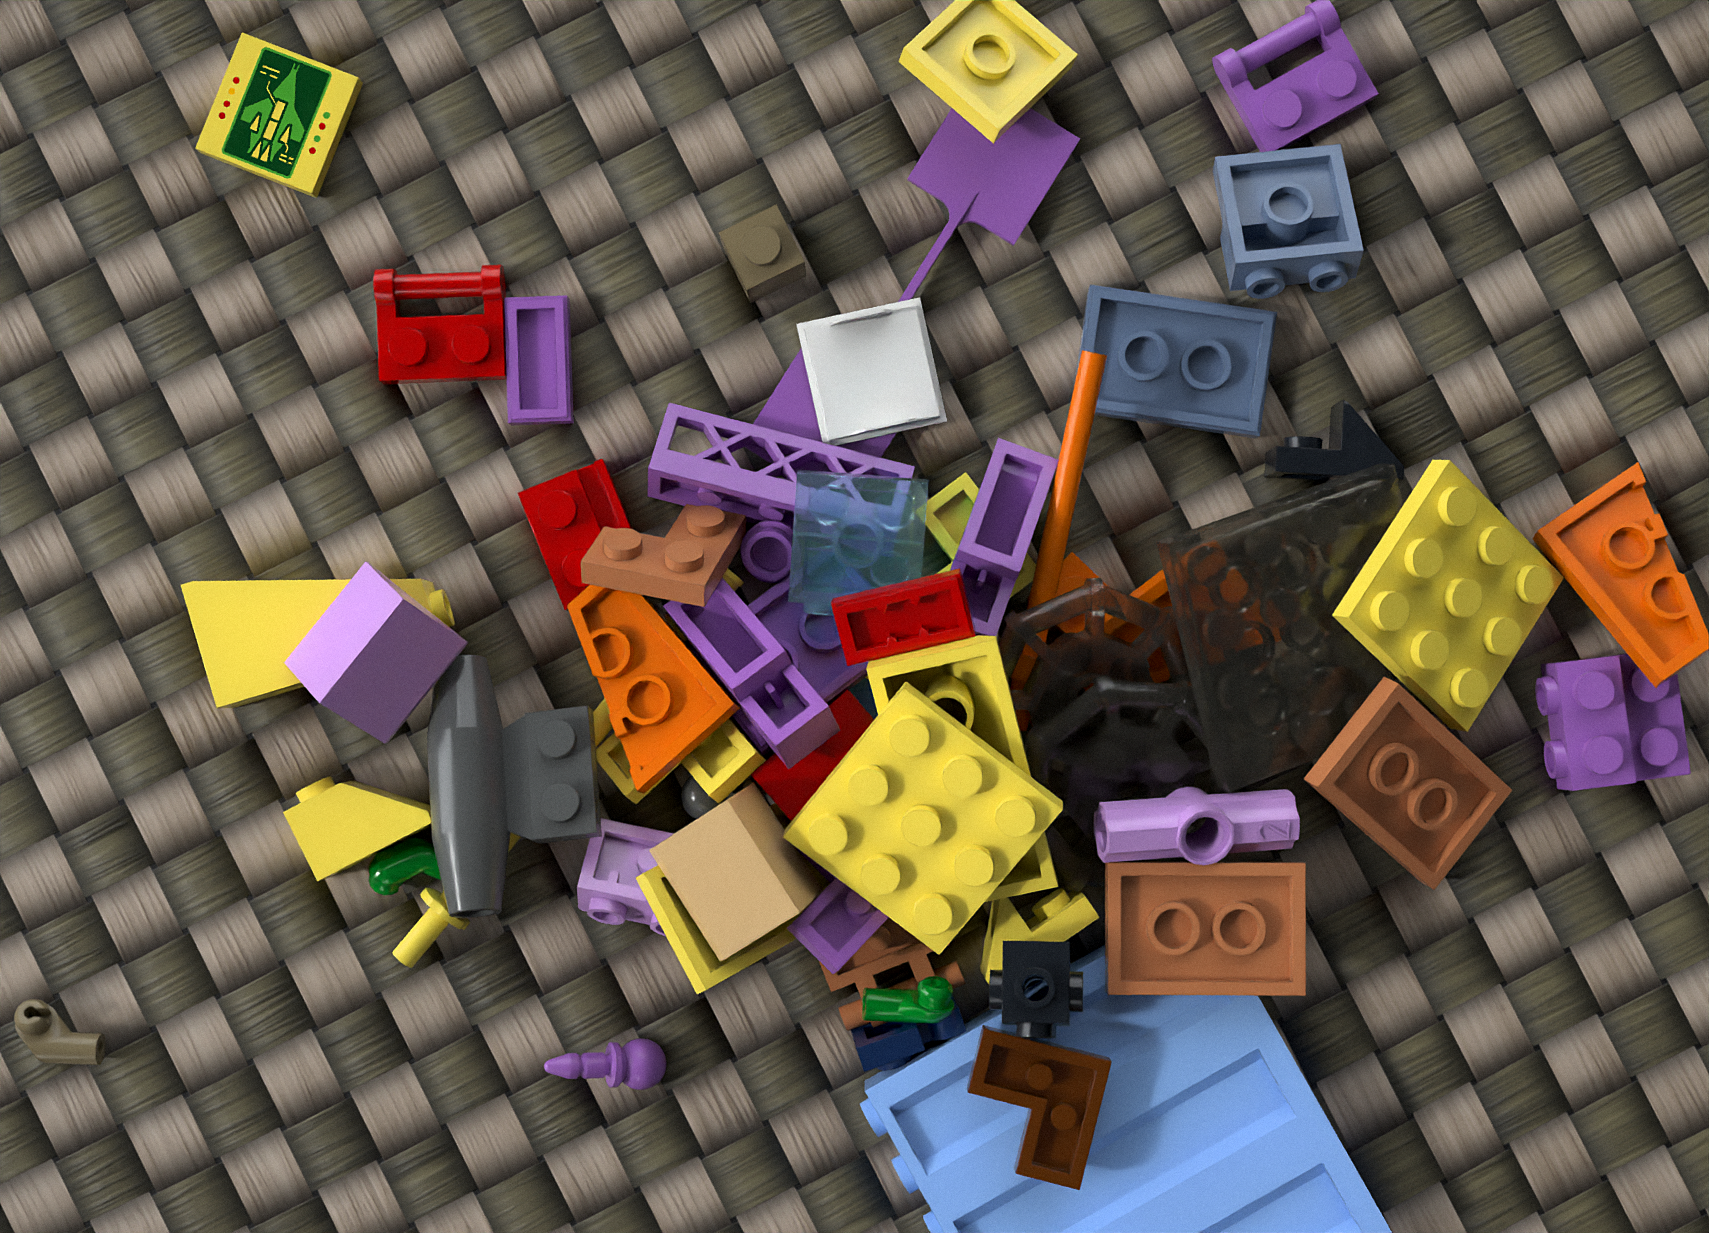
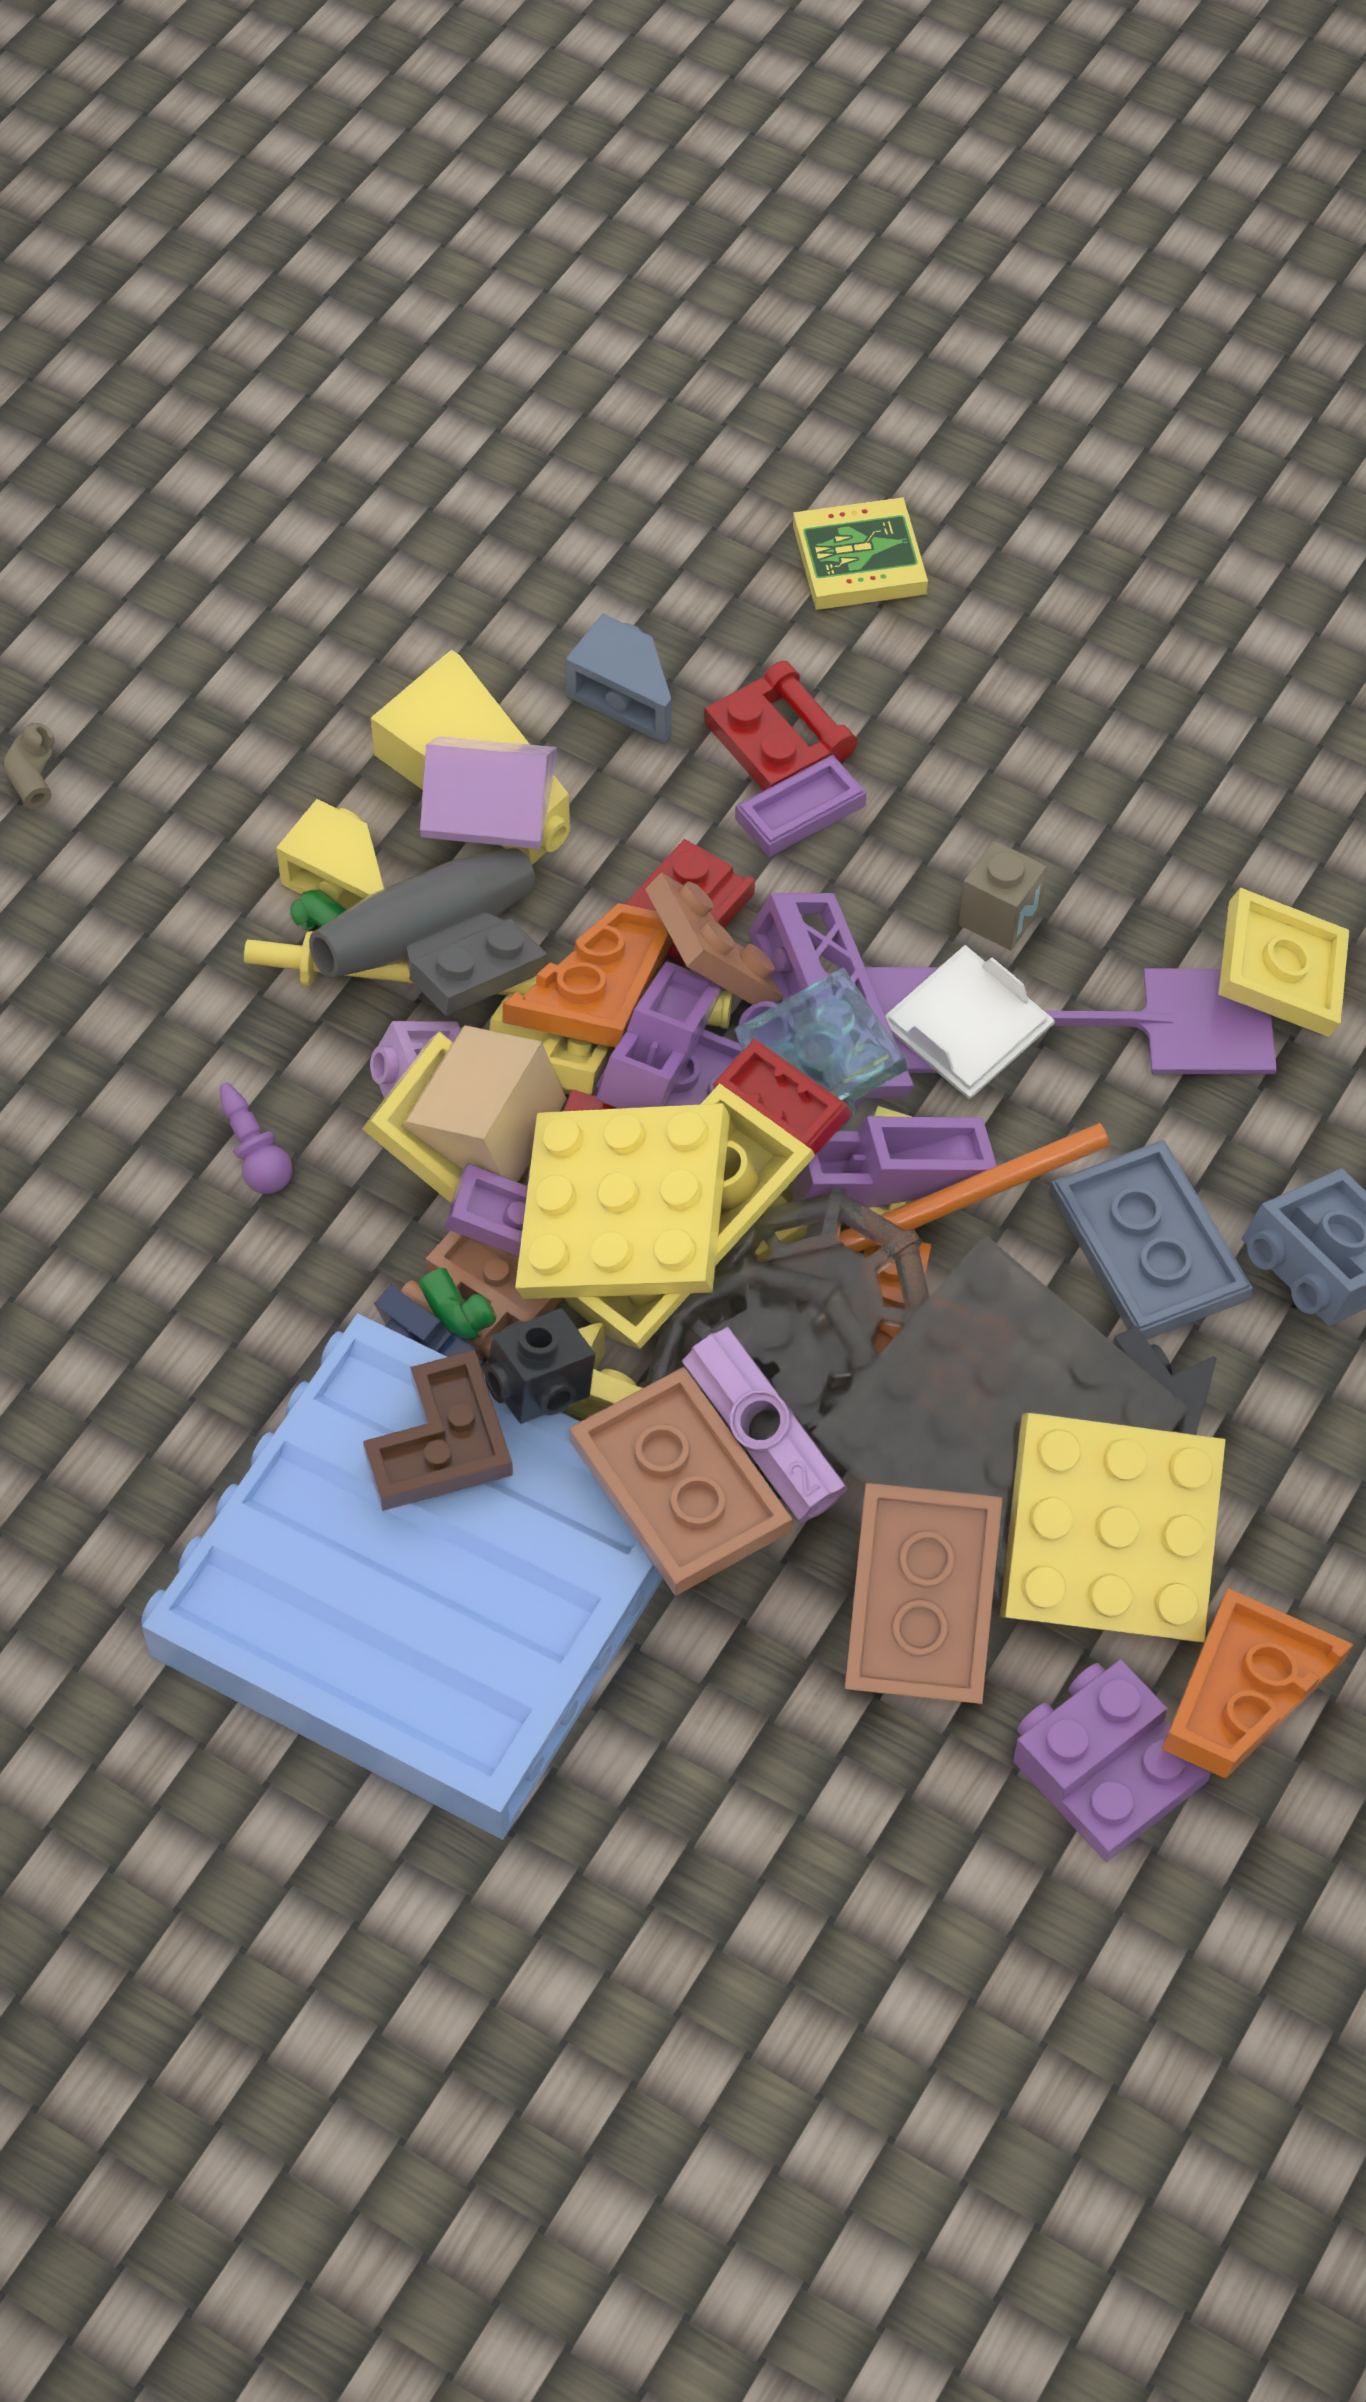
camera: 55 degrees right, 30 degrees down
(295, 434) = (621, 677): none -> sand blue slope

